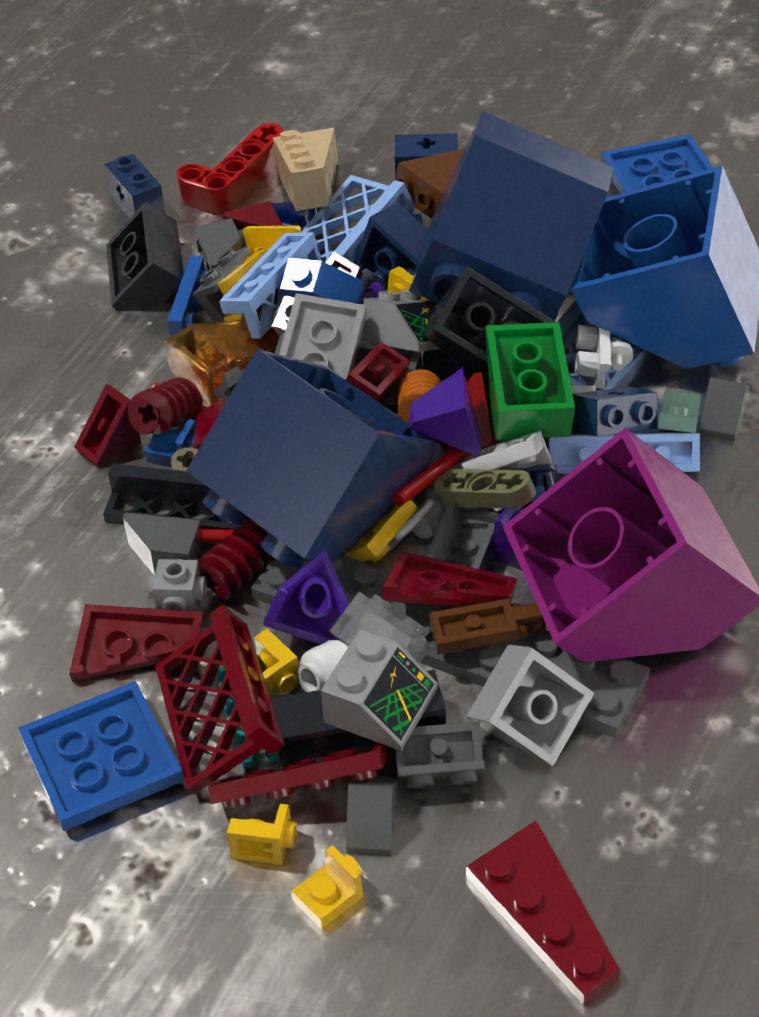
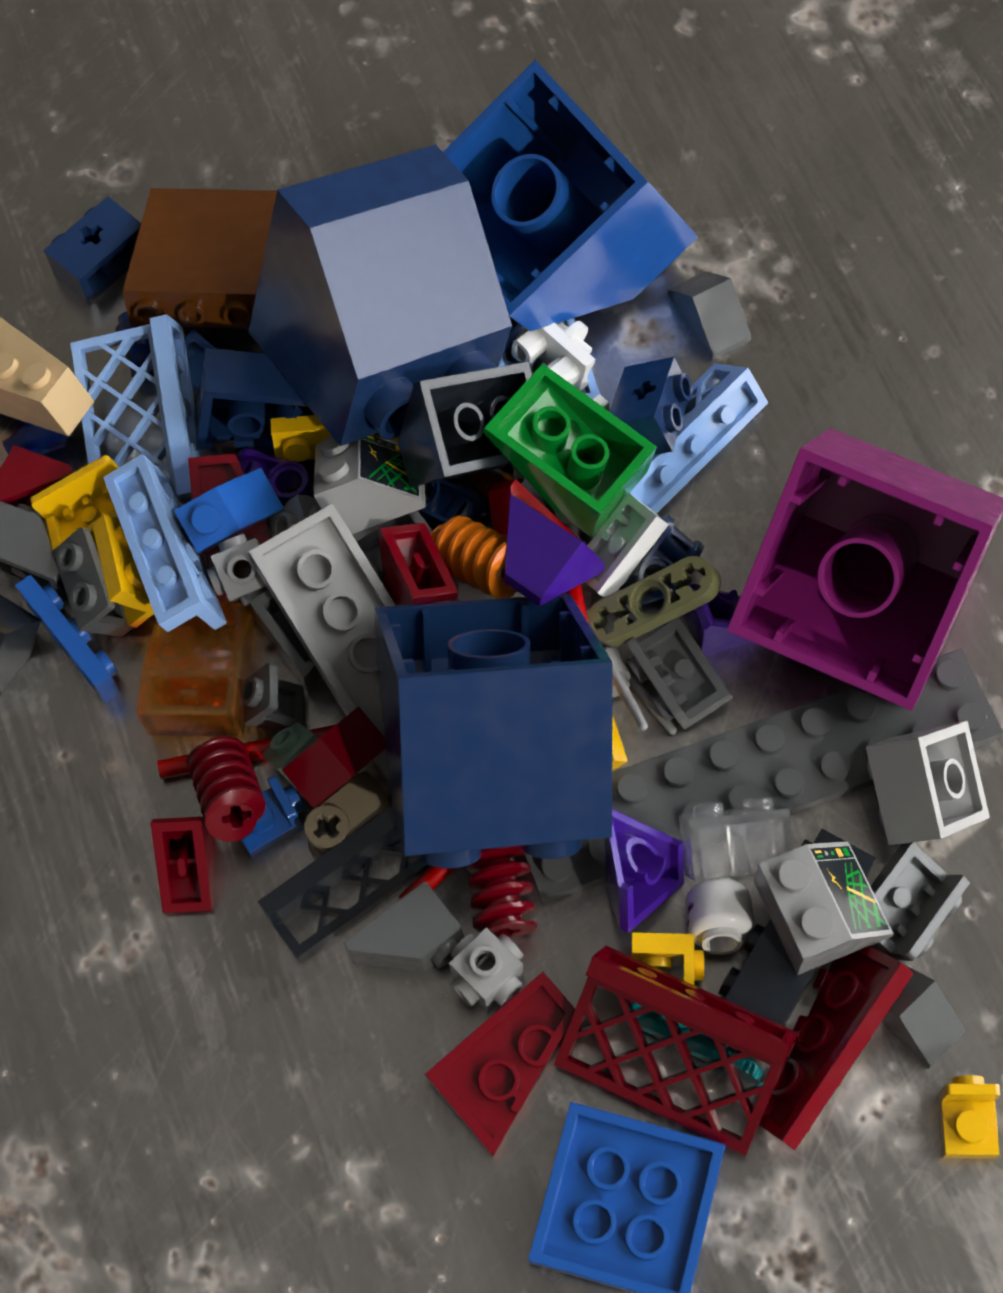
camera: 45 degrees left, 20 degrees up
(260, 840) = (863, 1140): yellow bracket -> none
(444, 583) = (726, 733): dark red wing -> none
(484, 625) = (805, 744): reddish brown hinge -> none
(655, 162) = (356, 83): blue plate -> none
(680, 411) = (695, 358): sand green bracket -> none

